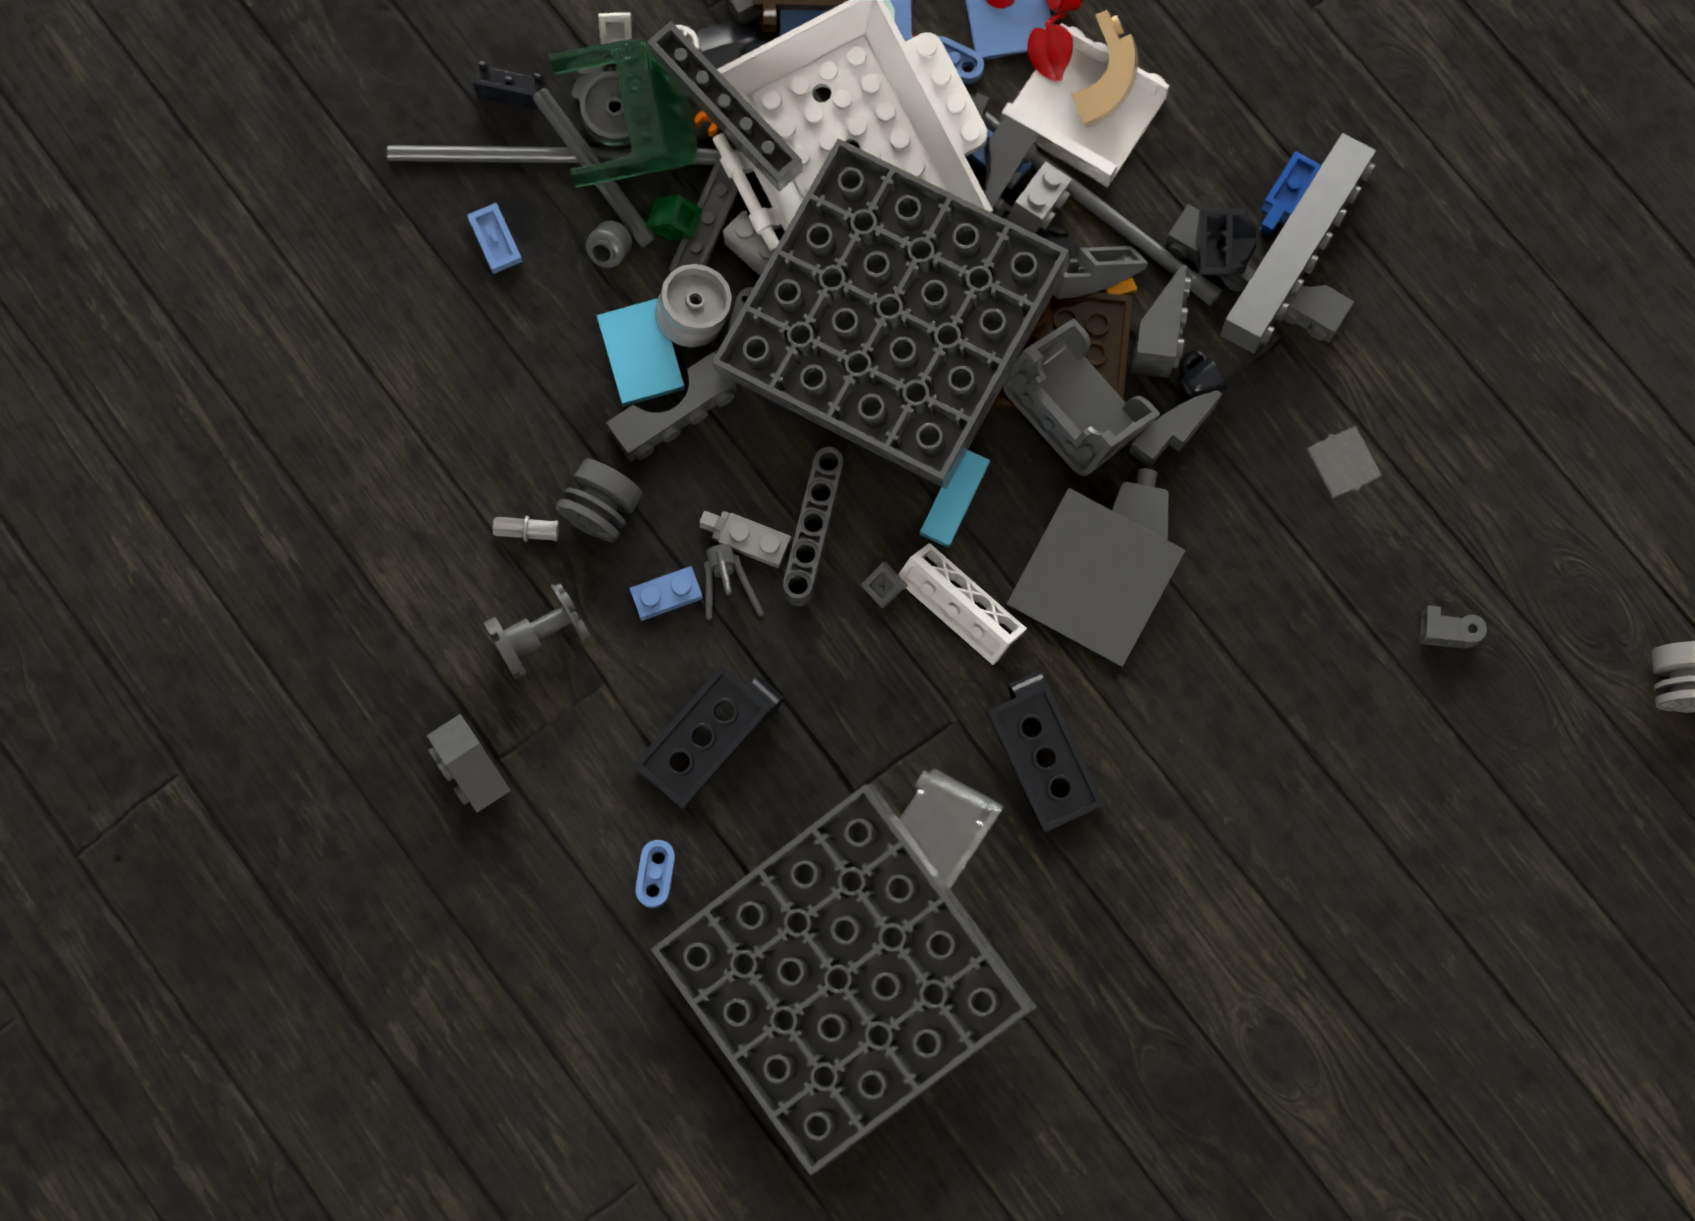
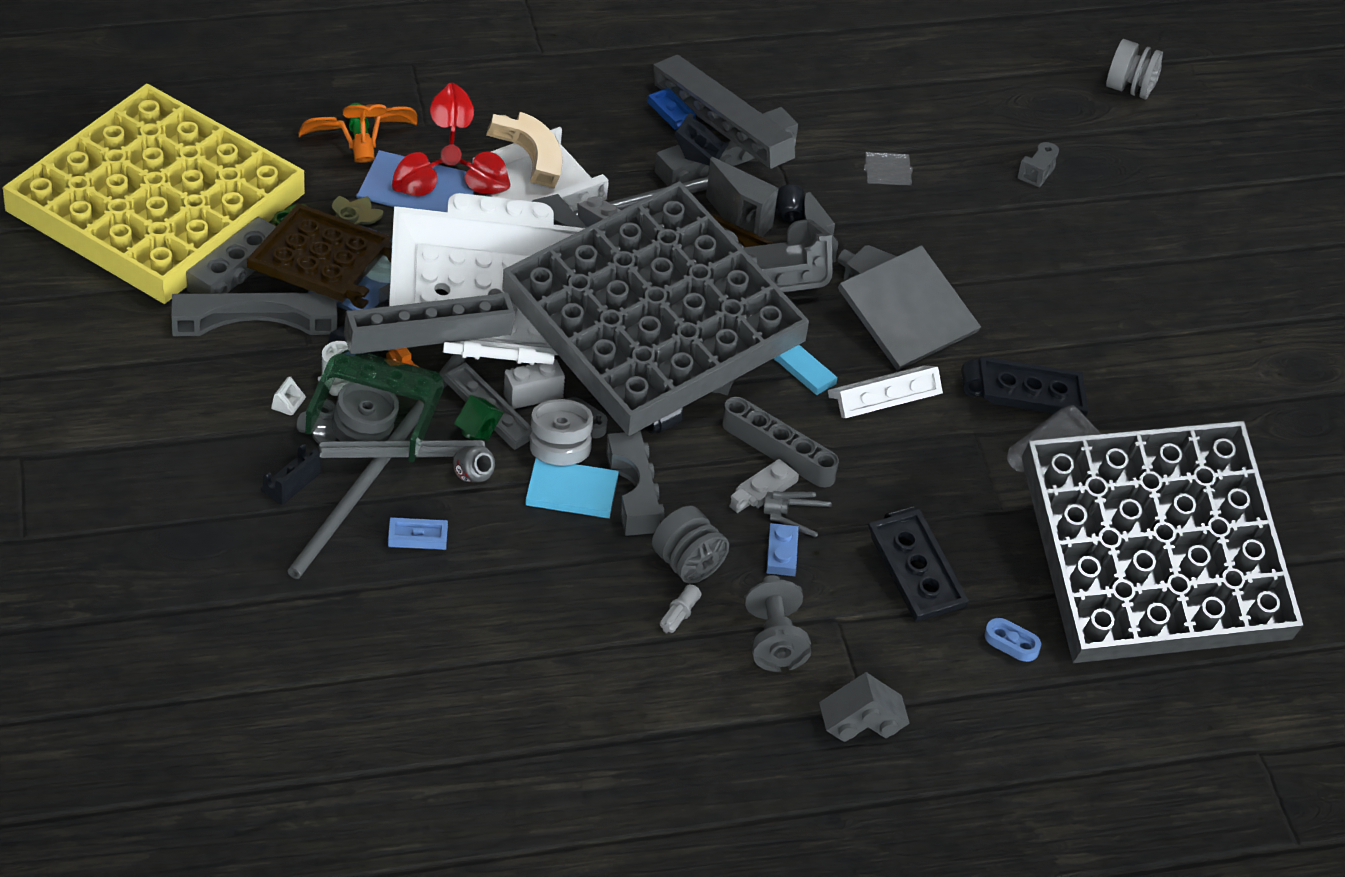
camera: 70 degrees left, 30 degrees down
(884, 585) = (848, 423): dark grey tile -> none

